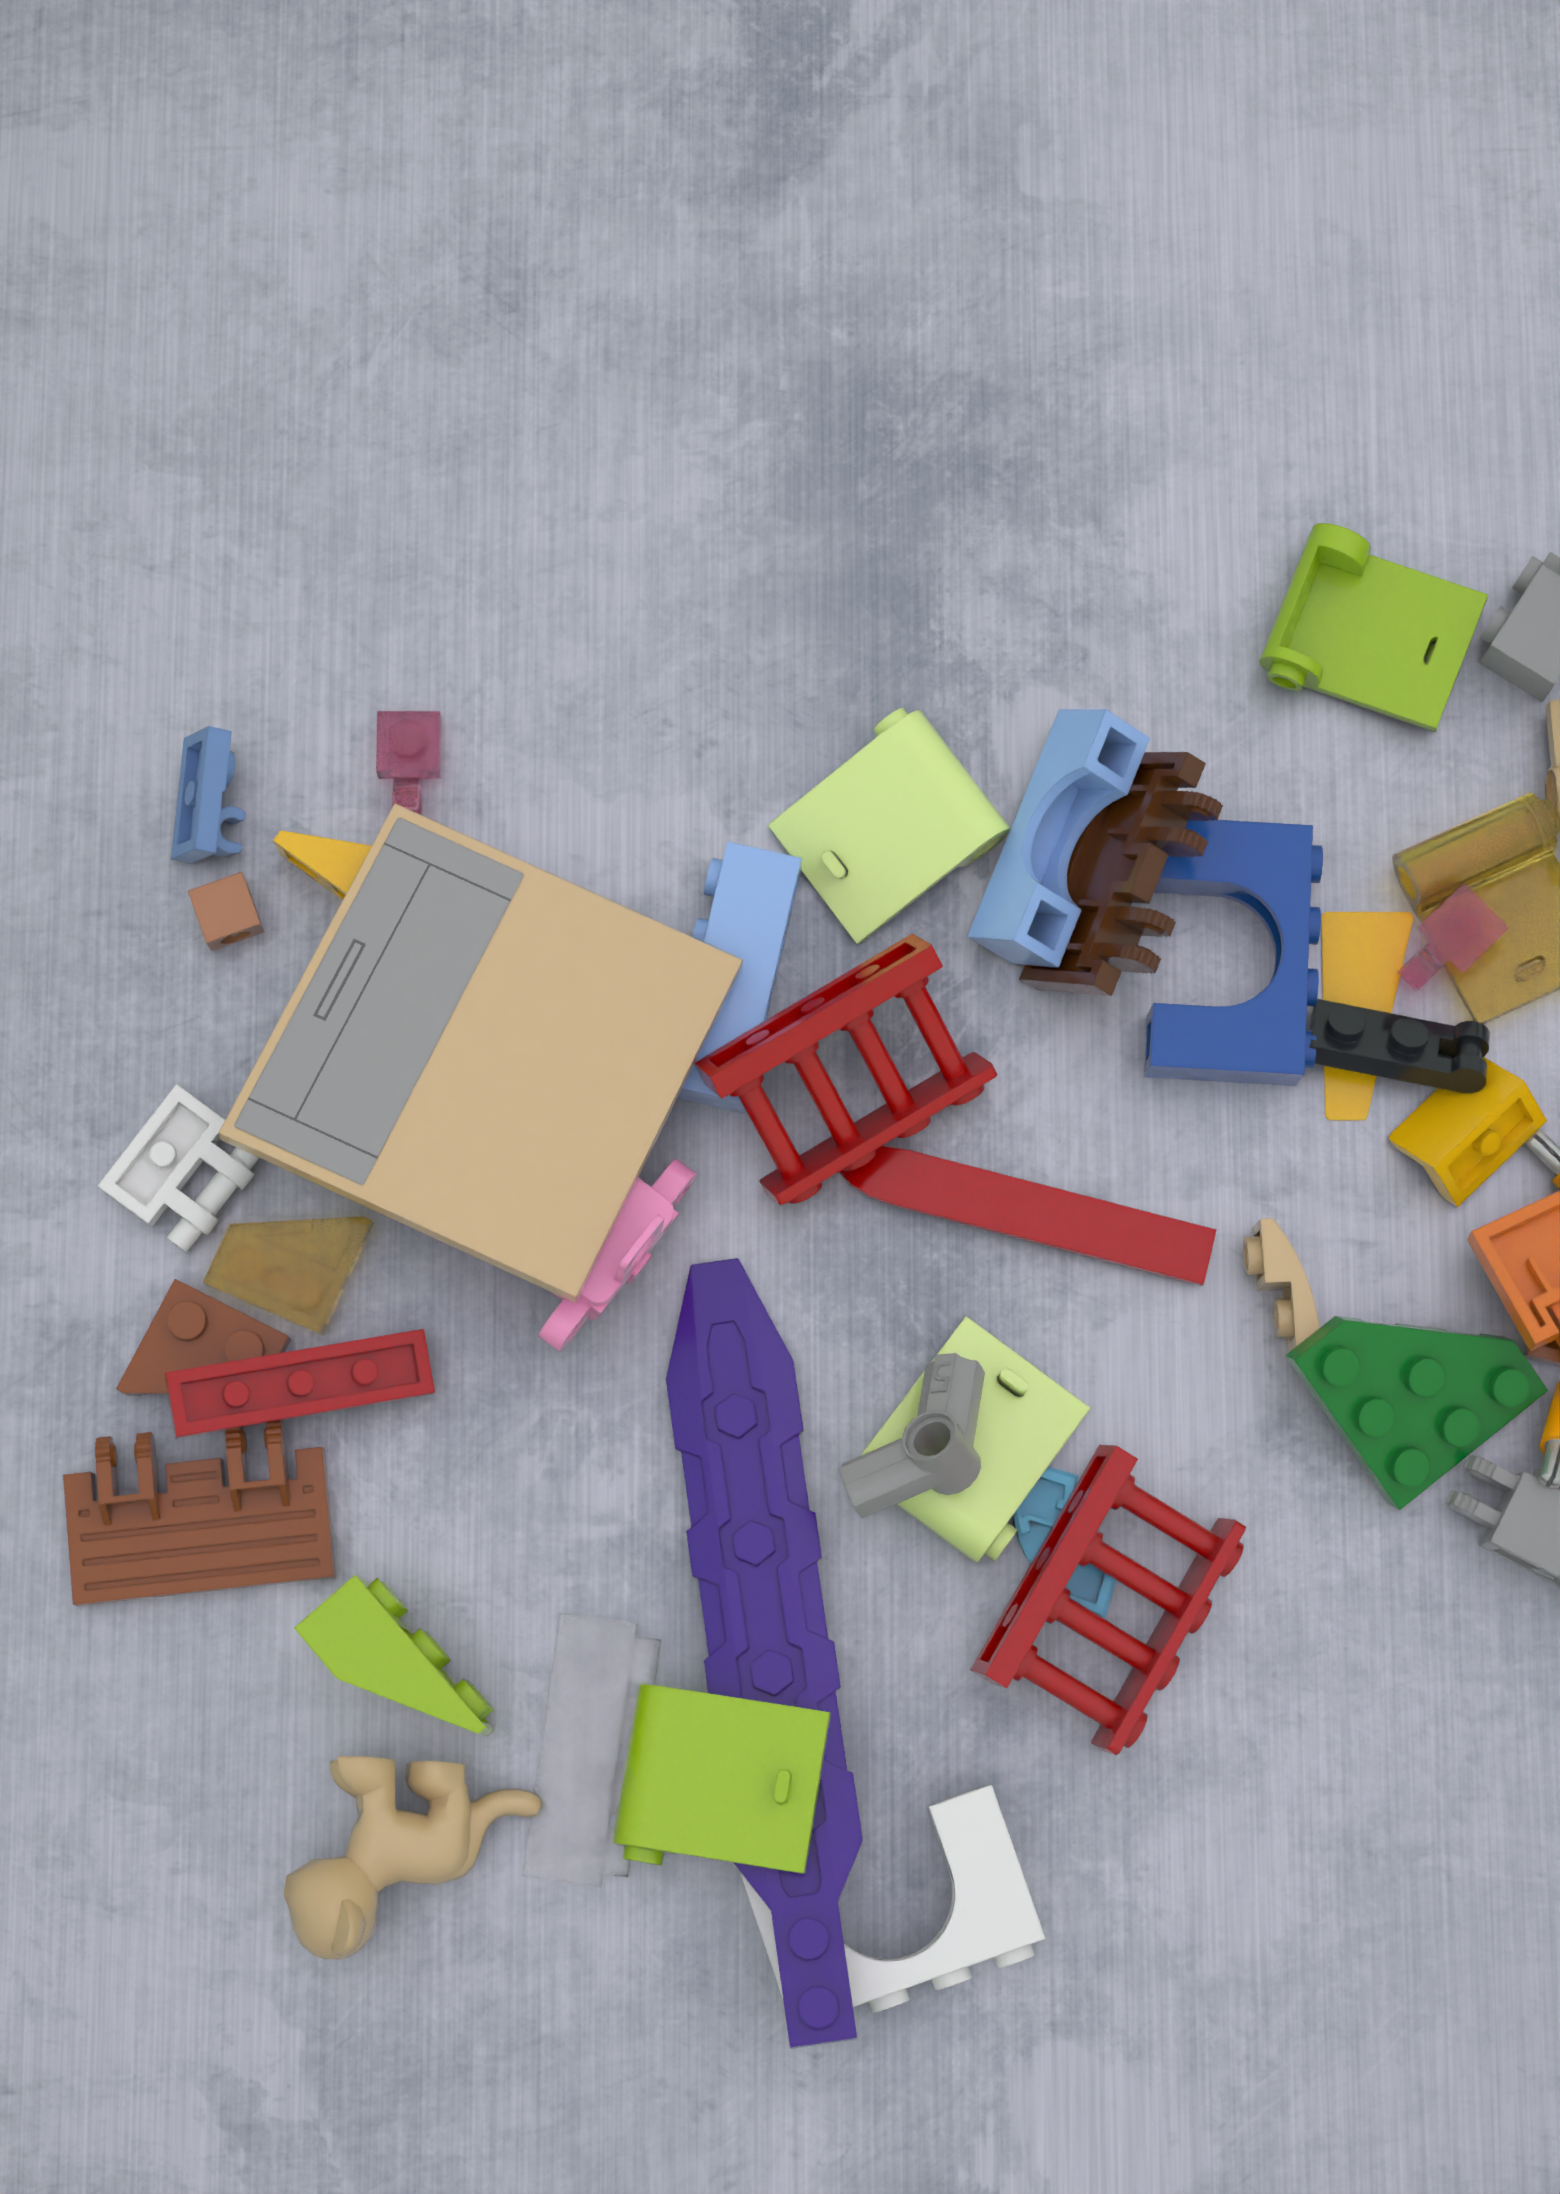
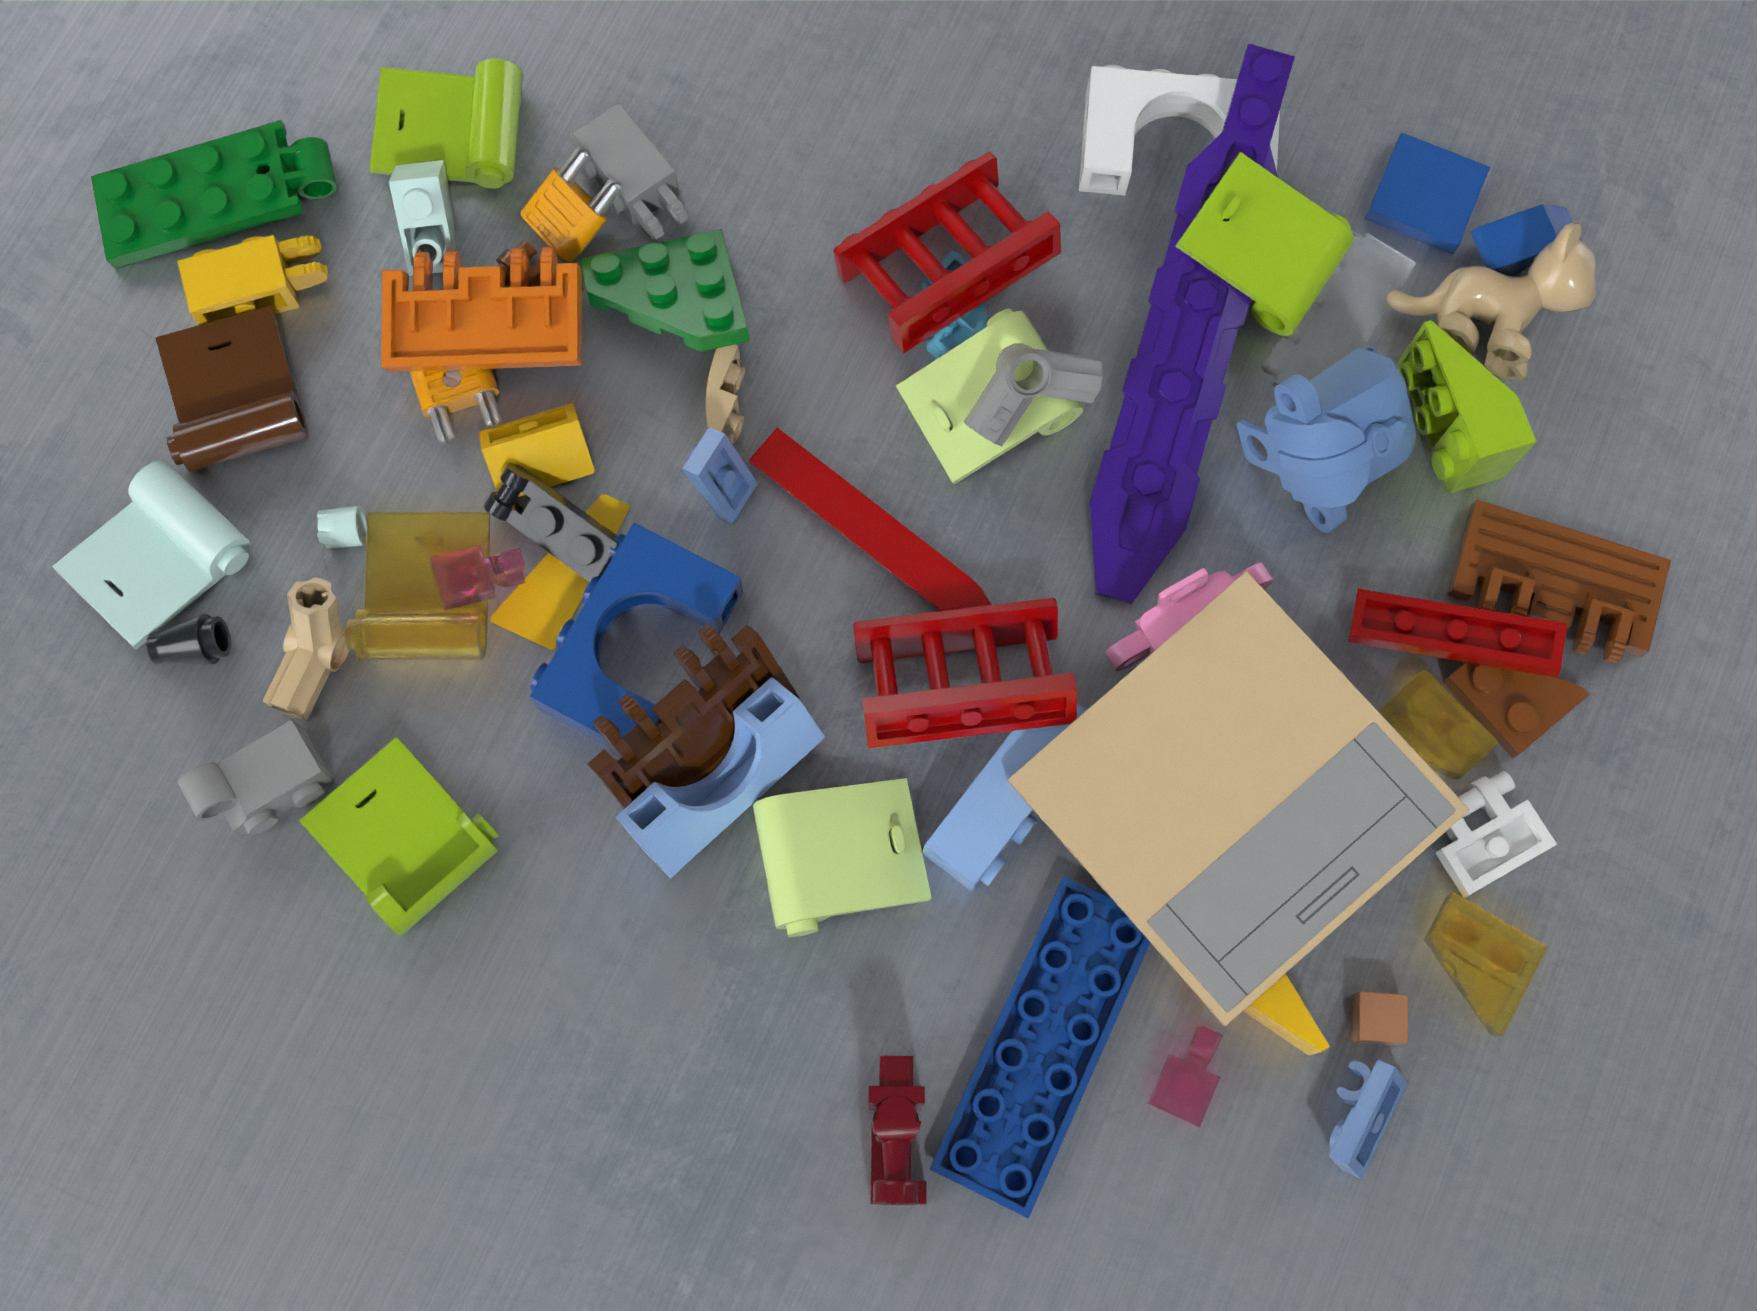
camera: 155 degrees left, 5 degrees down
(134, 1026) = (1484, 959): none -> clear yellow wing
(391, 1965) = (1516, 240): none -> blue slope
(531, 1562) = (1335, 433): none -> medium blue piece
(543, 1985) = (1427, 193): none -> blue tile
(578, 714) = (1042, 1049): none -> blue plate
(702, 575) = (893, 1131): none -> dark red hips
(1235, 1174) = (720, 474): none -> medium blue plate

